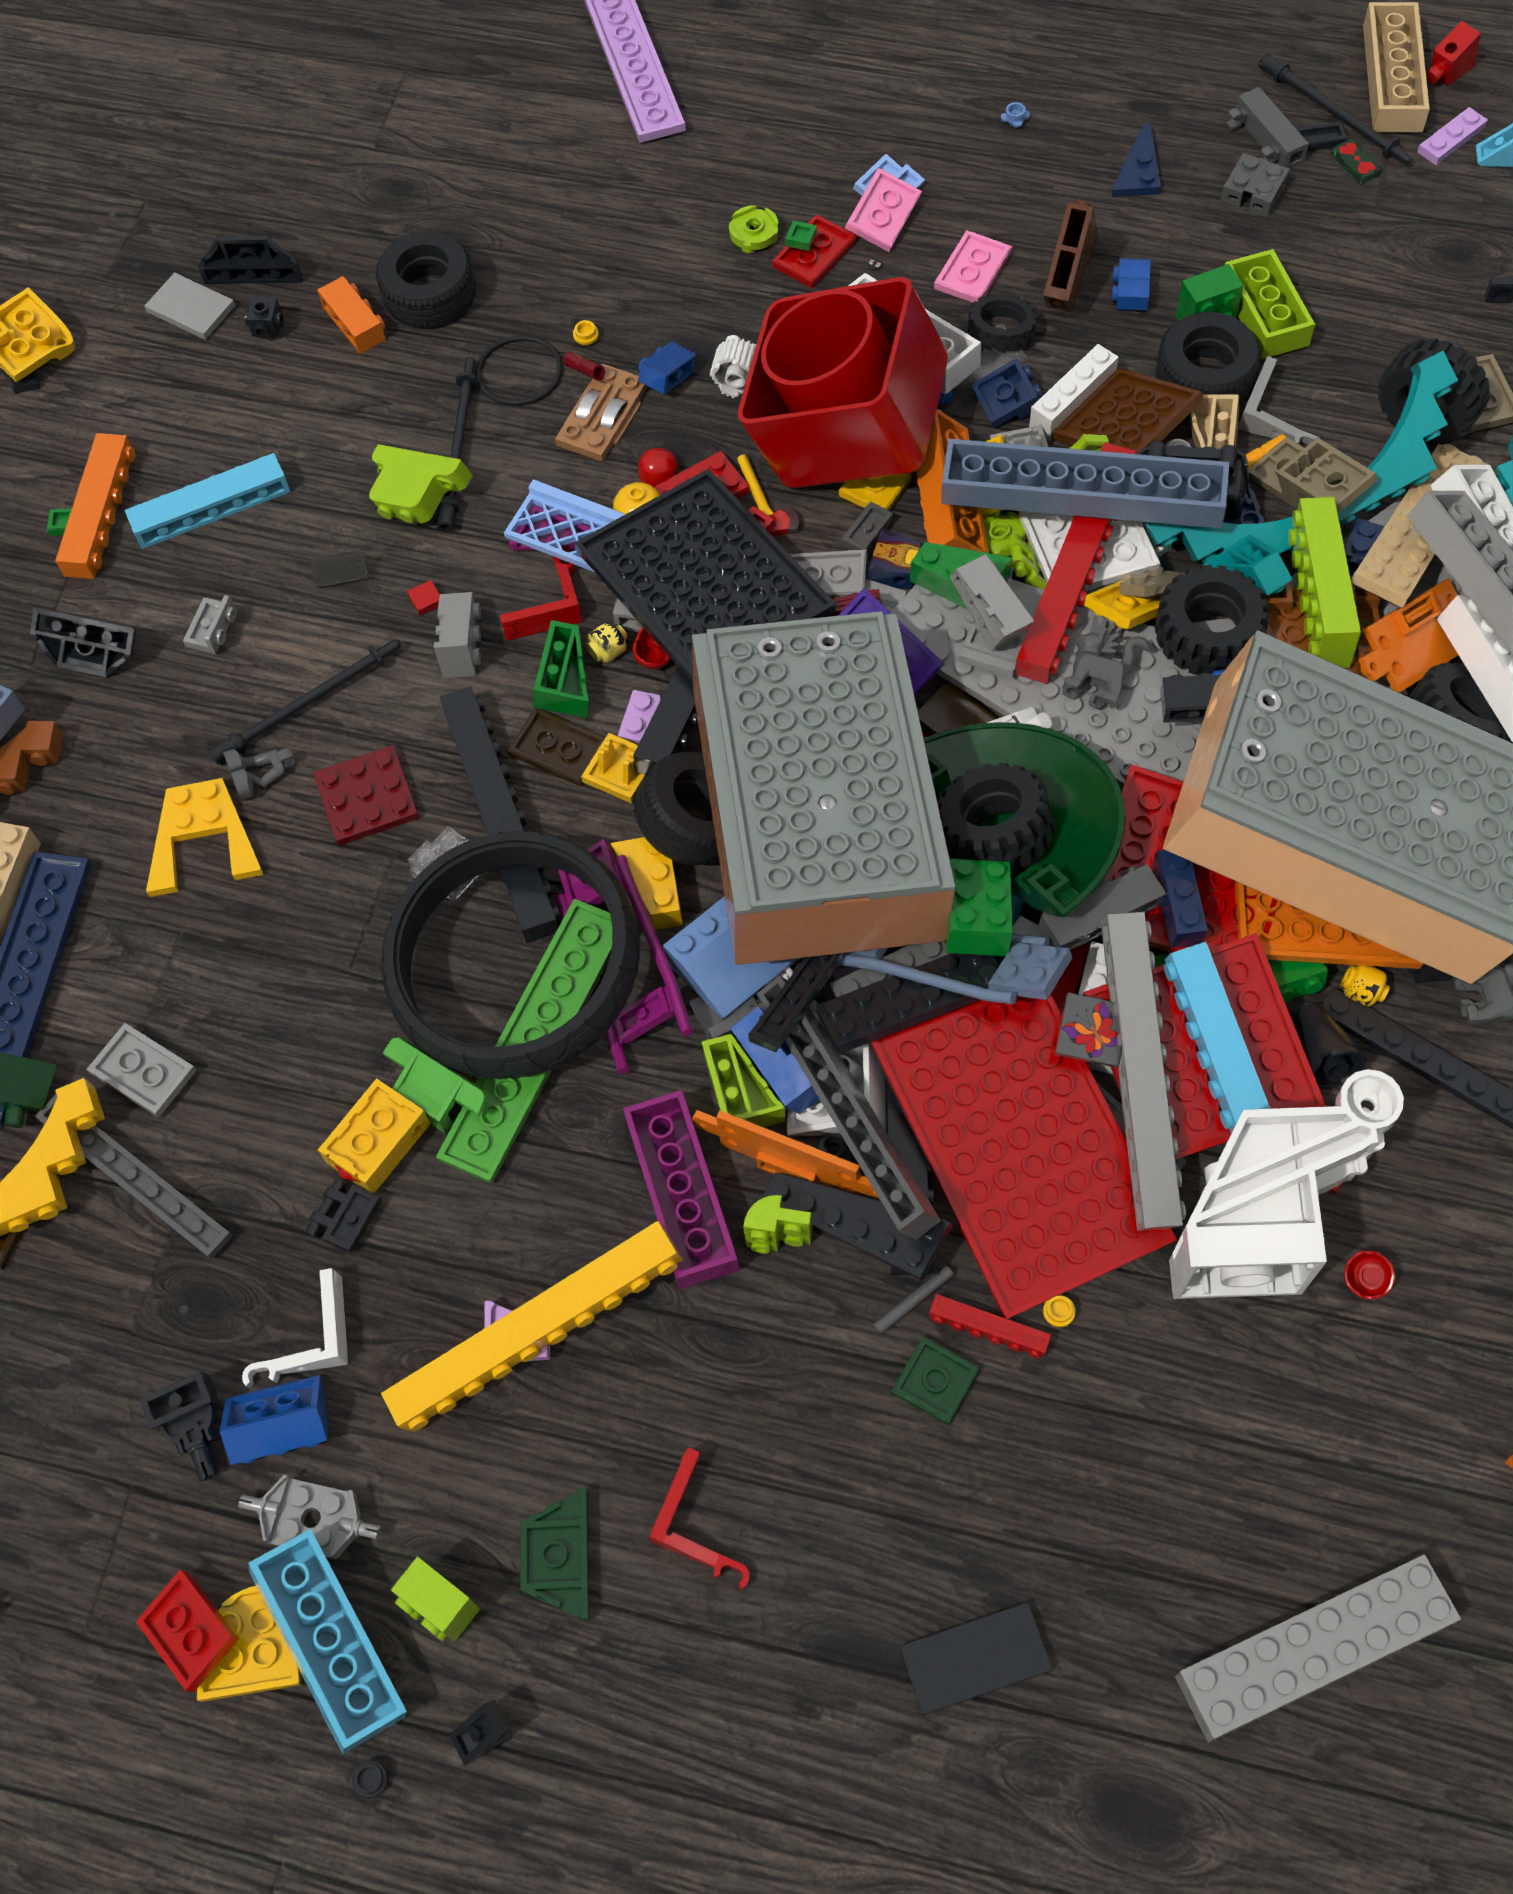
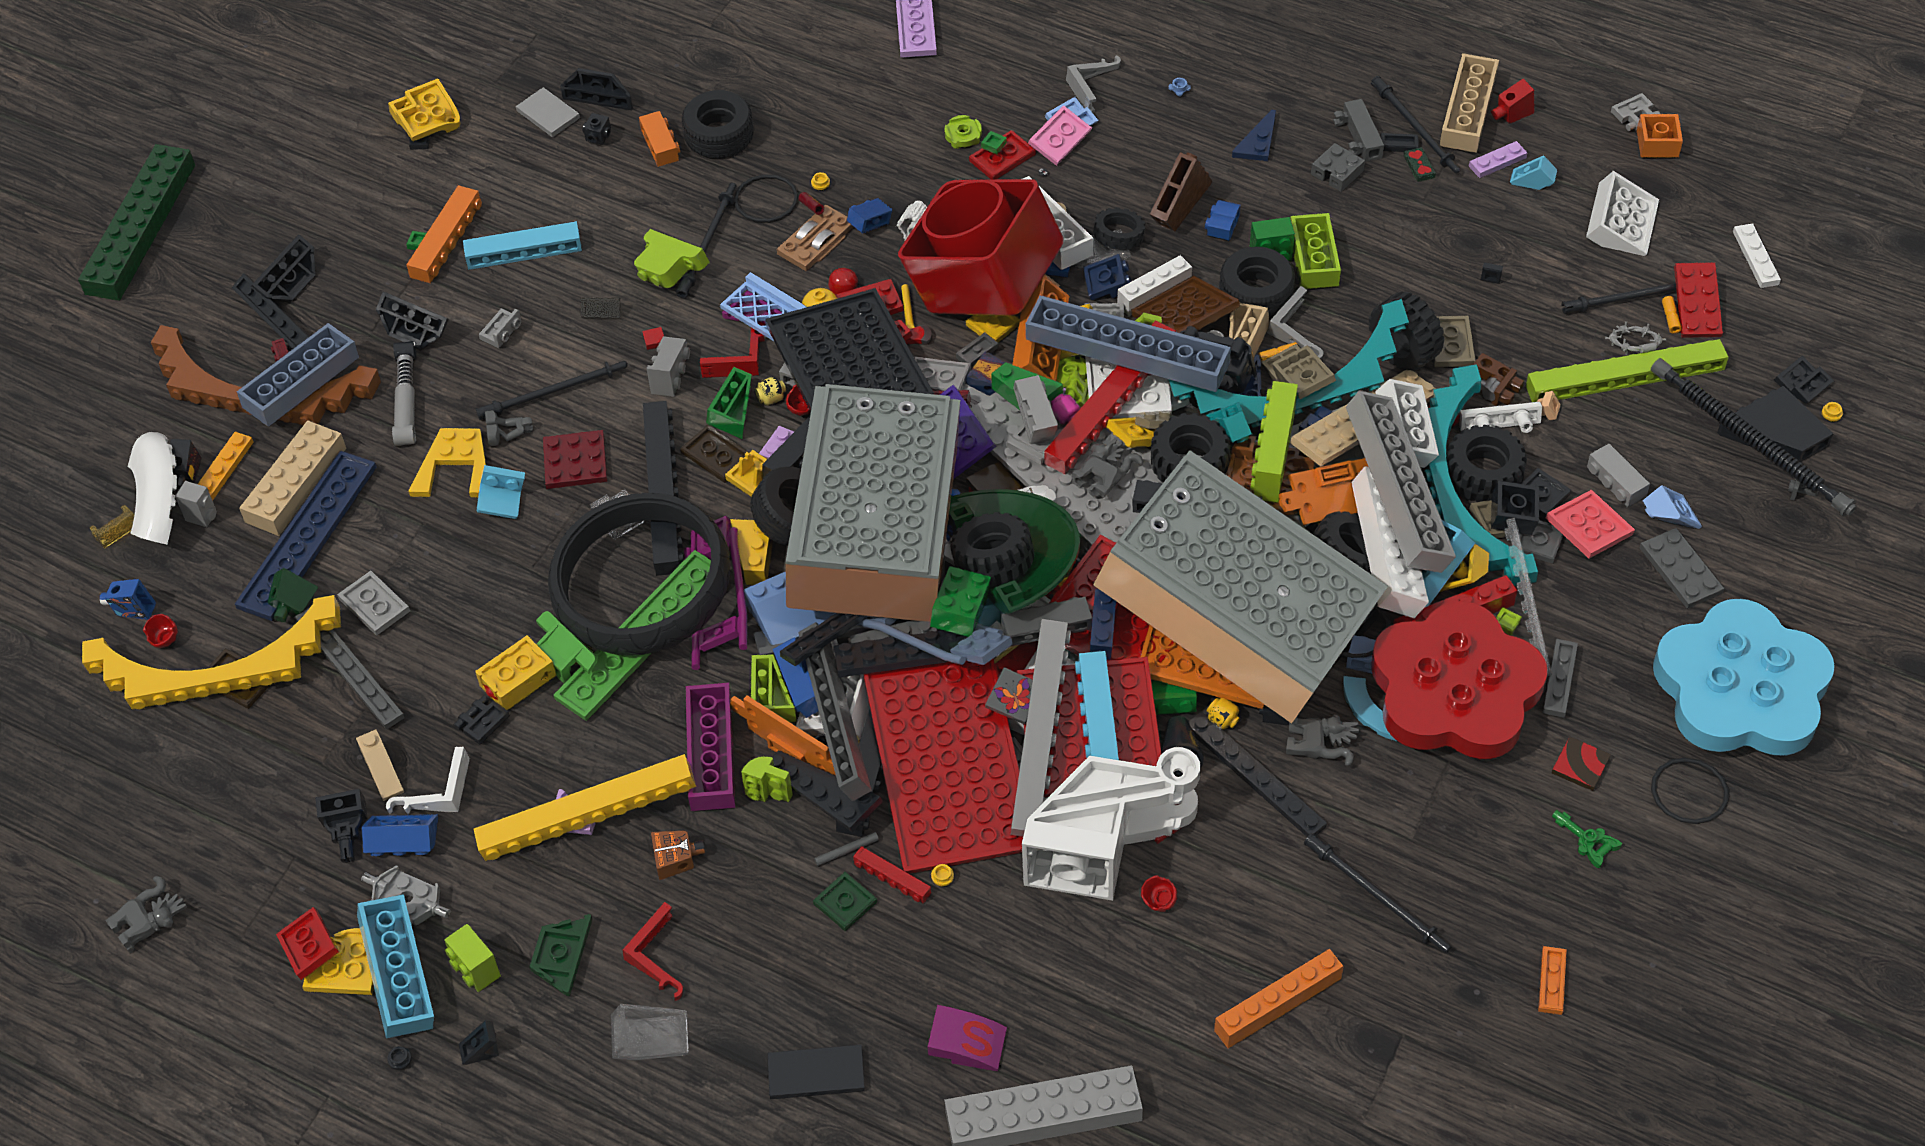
camera: 10 degrees right, 10 degrees down
(115, 799) = (403, 428): none -> light grey piece
(217, 1319) = (379, 765): none -> tan slope
(276, 868) = (500, 492): none -> medium azure bracket
(676, 1361) = (674, 852): none -> dark orange torso
(721, 1655) = (648, 1032): none -> clear slope
(880, 130) = (1079, 73): none -> light grey hinge
(973, 267) = (1113, 187): bright pink tile -> none
(1025, 588) = (1064, 408): none -> dark pink head
(1173, 1559) = (966, 1038): none -> magenta slope

